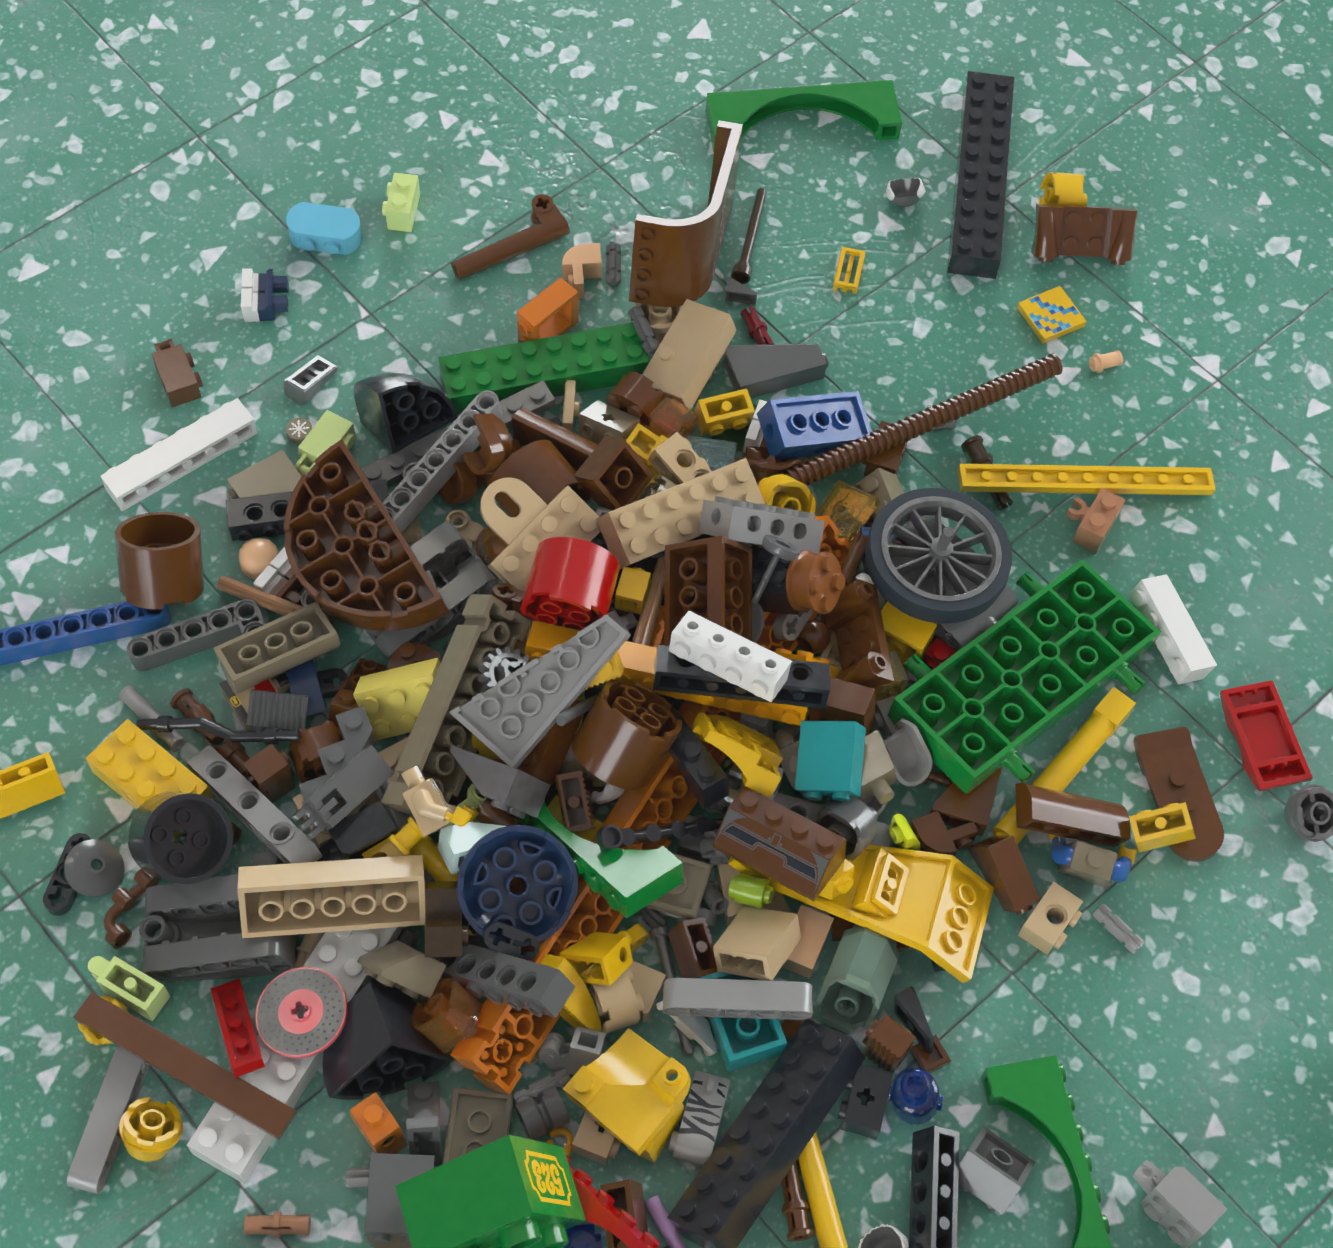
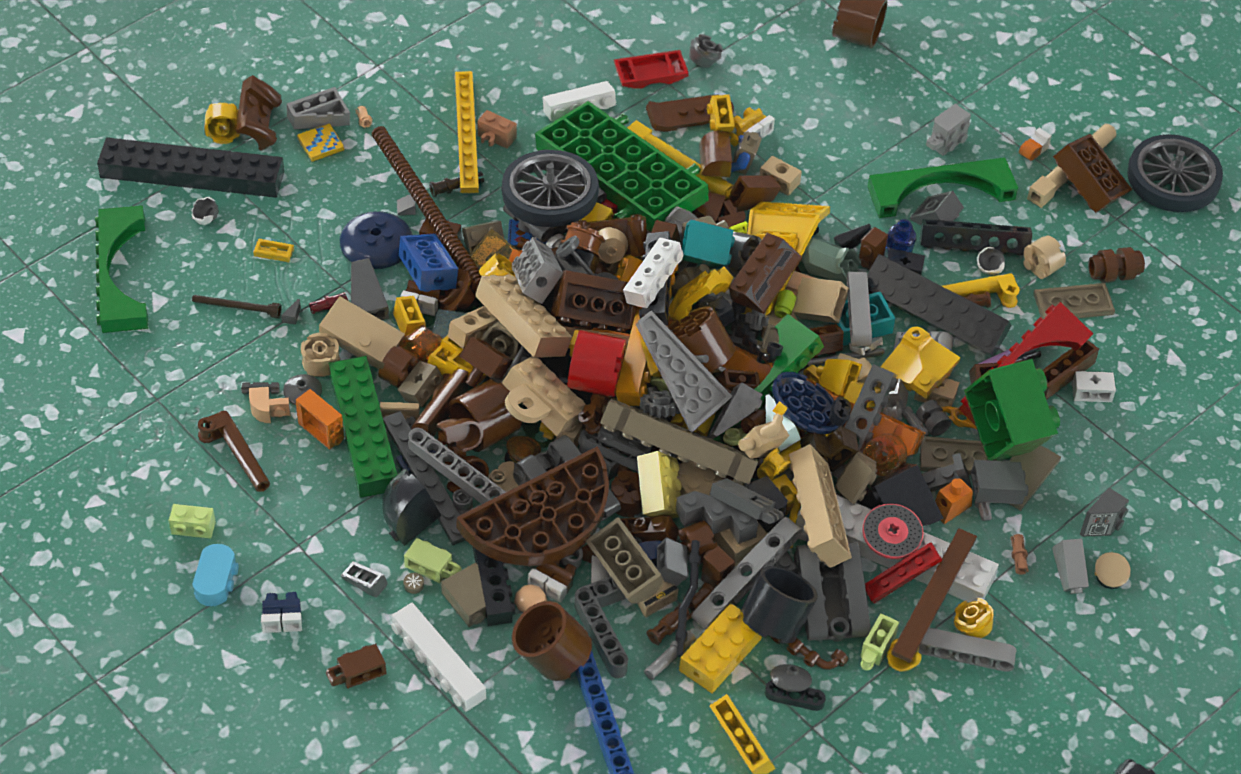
camera: 90 degrees left, 10 degrees down
(261, 597) = (576, 580): medium nougat axle -> none
(607, 315) = (299, 385): none -> dark grey dish
(643, 330) = (341, 355): dark grey axle -> none
(679, 256) = (248, 298): reddish brown panel -> none
(835, 637) = (614, 246): none -> tan cone
(884, 374) = (374, 237): none -> dark blue brick
(1103, 303) = (318, 110): none -> light grey wedge
(1118, 928) = (782, 147): light grey axle -> none
(1165, 886) = (754, 122): none -> hips

